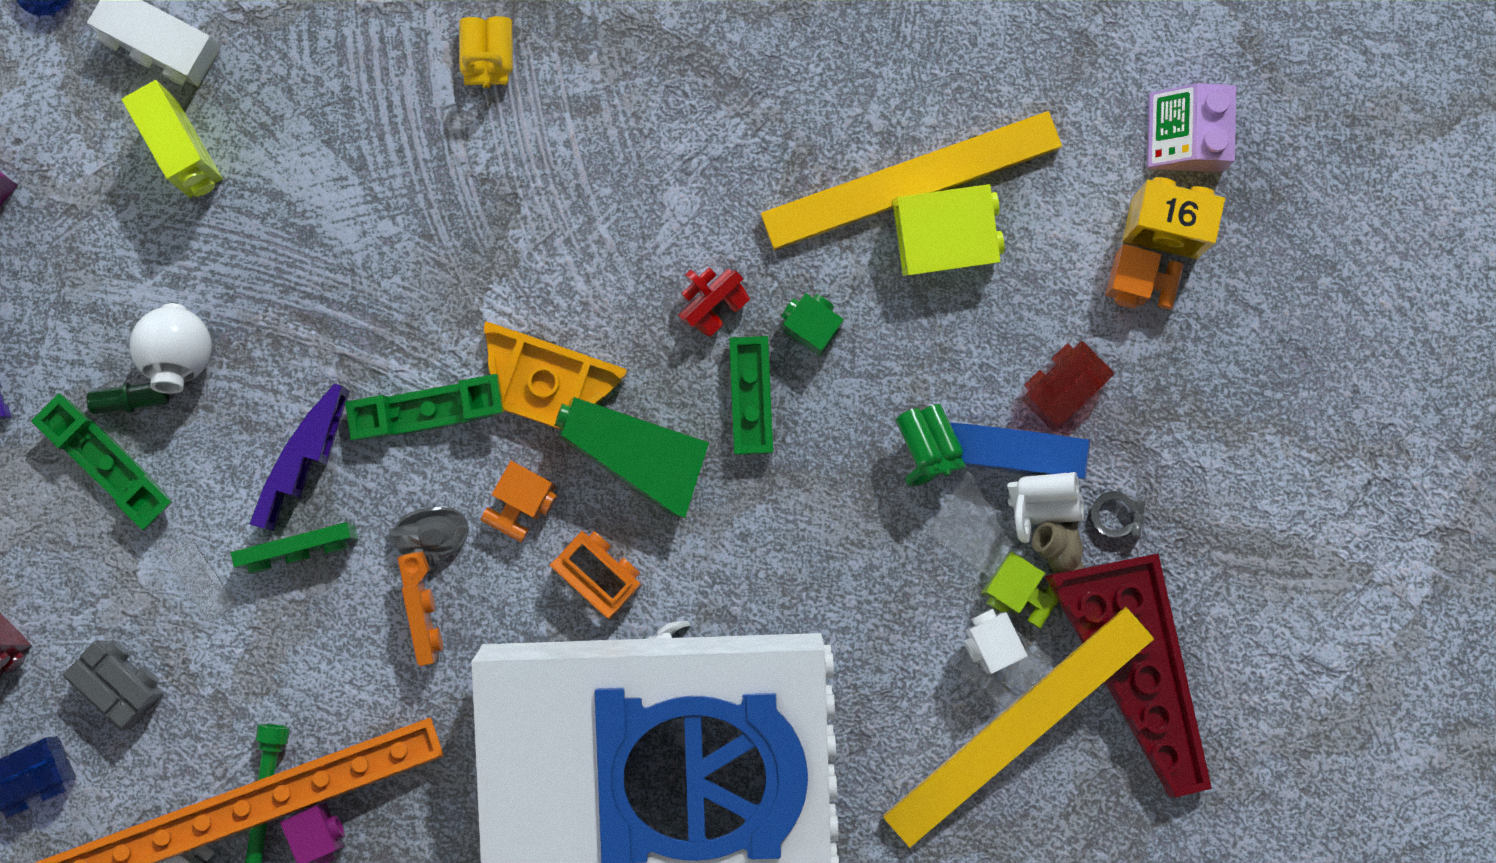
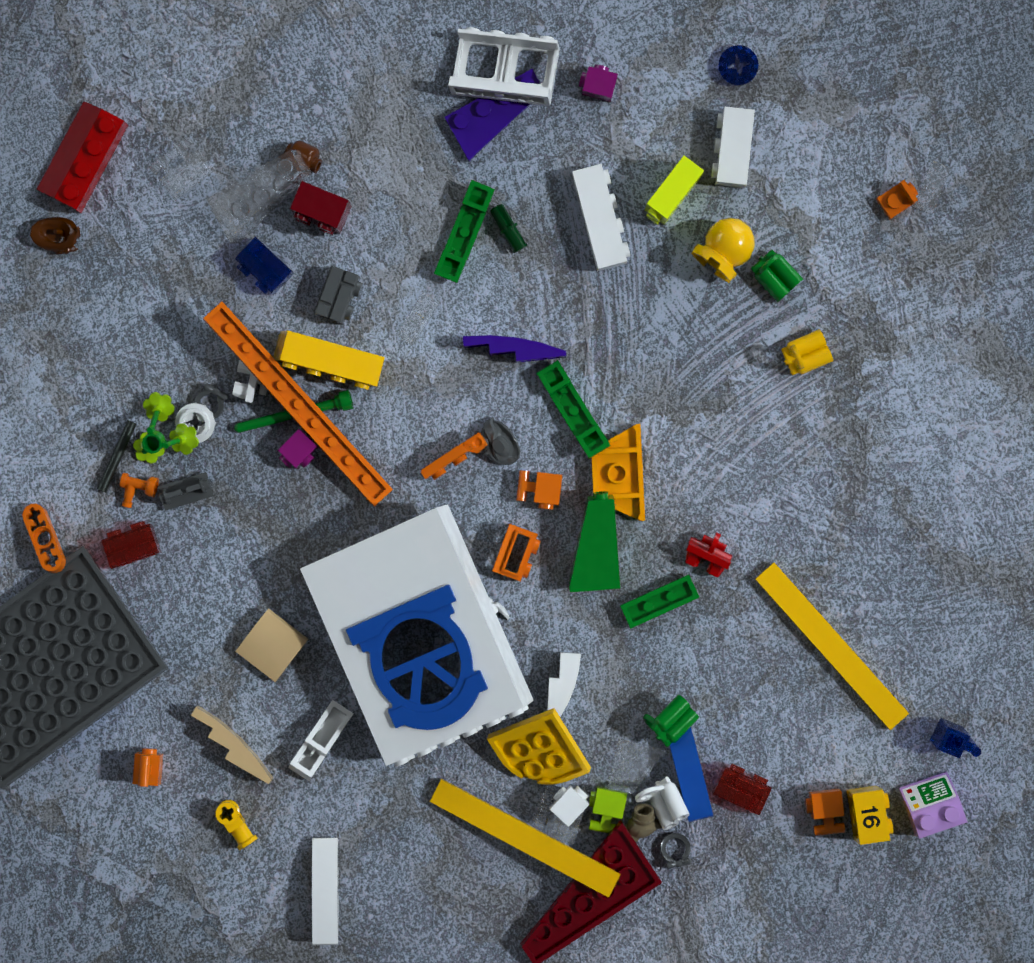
camera: 70 degrees right, 5 degrees up
(168, 261) = (599, 217): none -> white brick
(170, 347) = (548, 243): white brick -> none
(198, 735) = (328, 358): none -> yellow wedge
(287, 100) = (726, 246): none -> yellow tile
(294, 548) = (458, 367): green plate -> none
(357, 50) = (776, 275): none -> green piece
(811, 322) = (718, 620): green brick -> none
(820, 585) = (562, 687): none -> white slope
(896, 653) = (540, 749): none -> yellow plate
(948, 229) = (808, 680): neon yellow brick -> none
(1110, 61) = (953, 739): none -> clear blue brick

